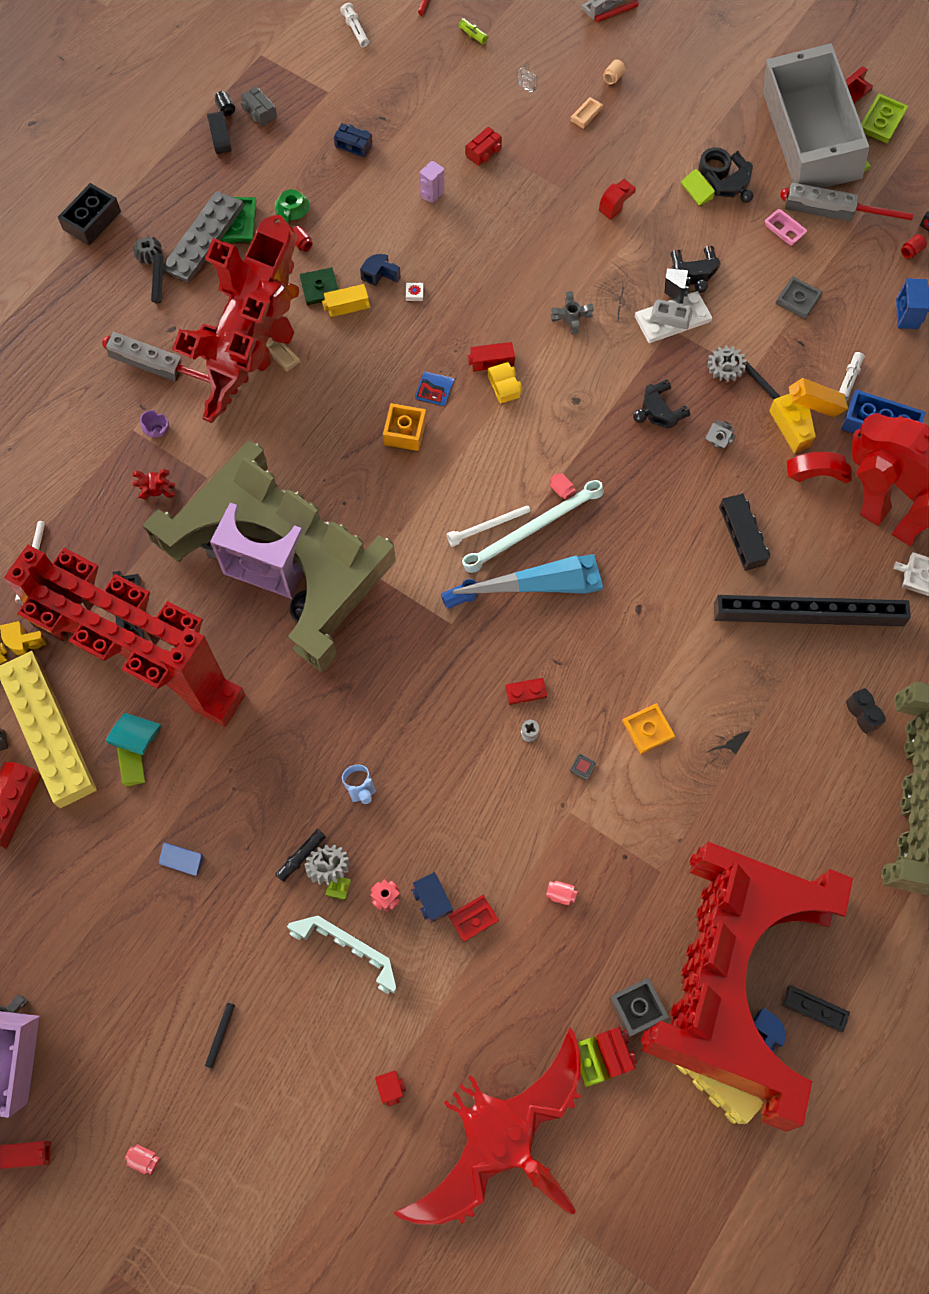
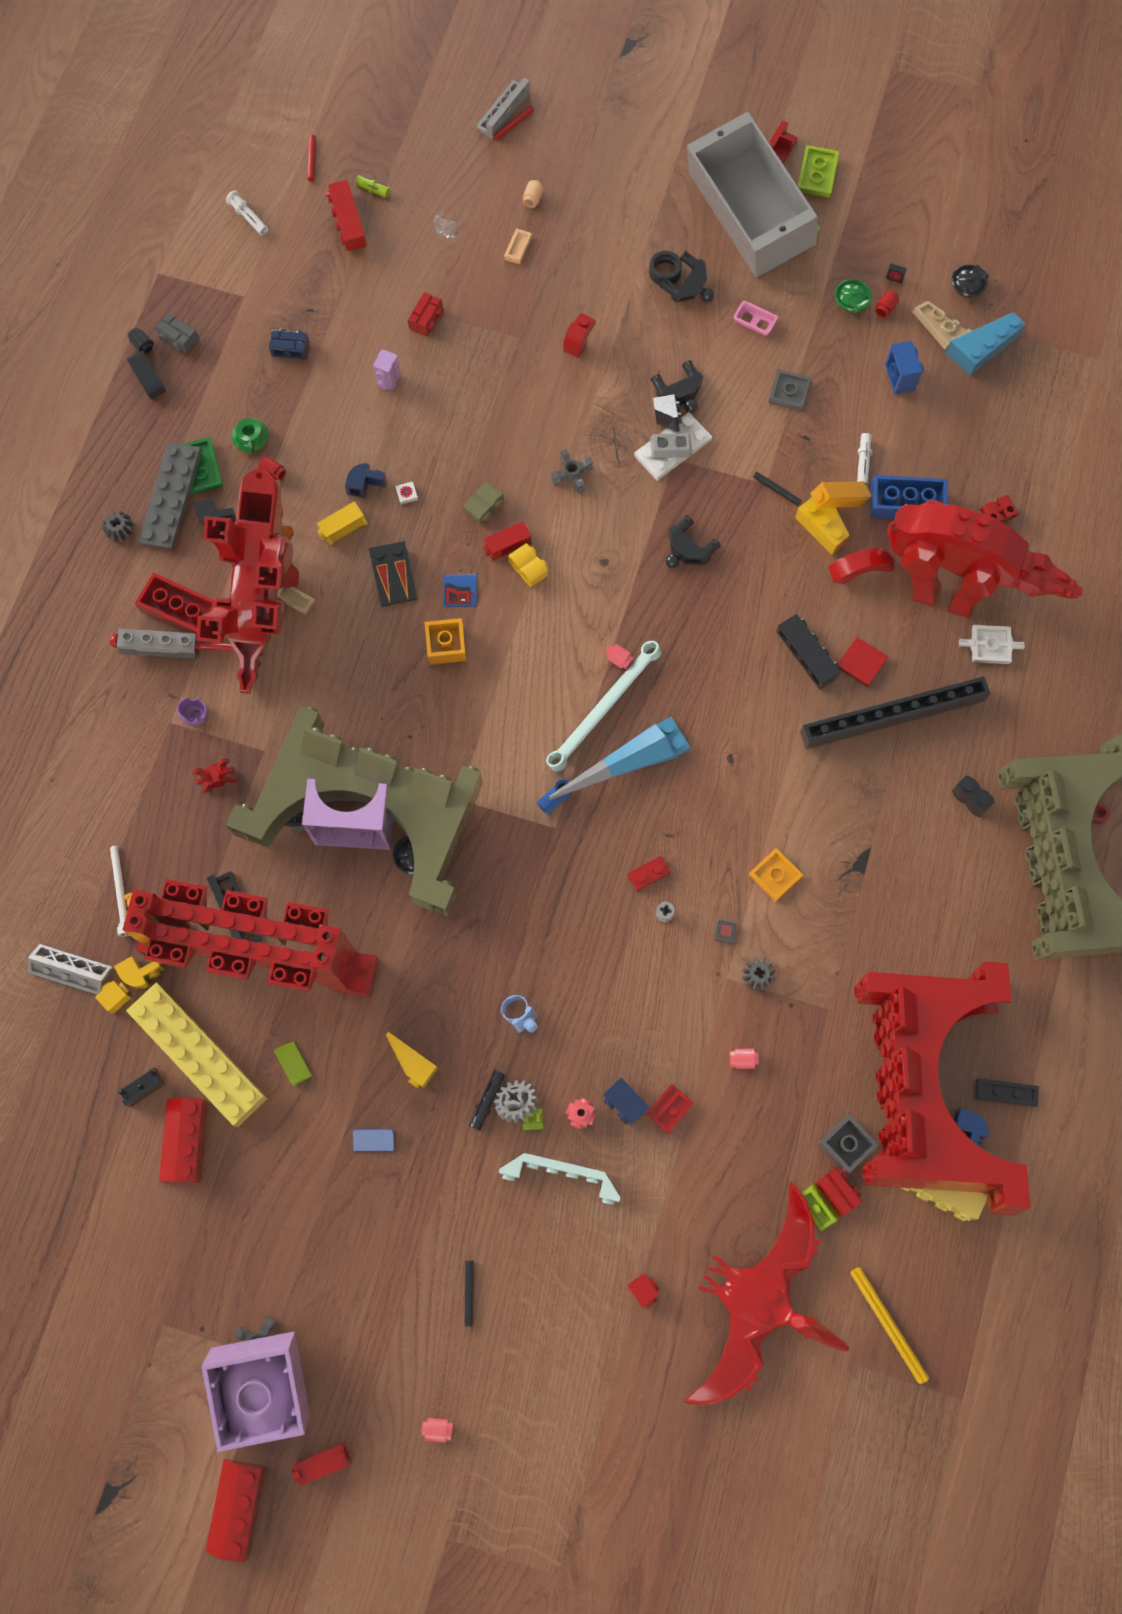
camera: 15 degrees left, 5 degrees up
(89, 214) = (43, 504): black brick -> none
(133, 733) = (284, 1032): teal slope -> none
(157, 278) = (139, 554): black axle -> none
(162, 322) = (173, 603): none -> red brick
(242, 799) = (414, 1065): none -> yellow slope
(316, 284) = (306, 514): dark green plate -> none
(377, 355) = (393, 573): none -> black slope
(441, 47) = (347, 215): none -> red brick
(456, 537) = (531, 740): white piece -> none
(481, 318) = (483, 503): none -> olive brick
(595, 819) = (762, 968): none -> dark grey gear
(626, 1205) = (889, 1325): none -> yellow axle
(698, 187) = (656, 299): lime slope -> none
(718, 428) = (757, 557): brick -> none
(726, 363) = (744, 488): light grey gear -> none
(793, 556) = (862, 661): none -> red tile
(830, 203) = (793, 280): piece -> none
(883, 231) = (853, 295): none -> green piece

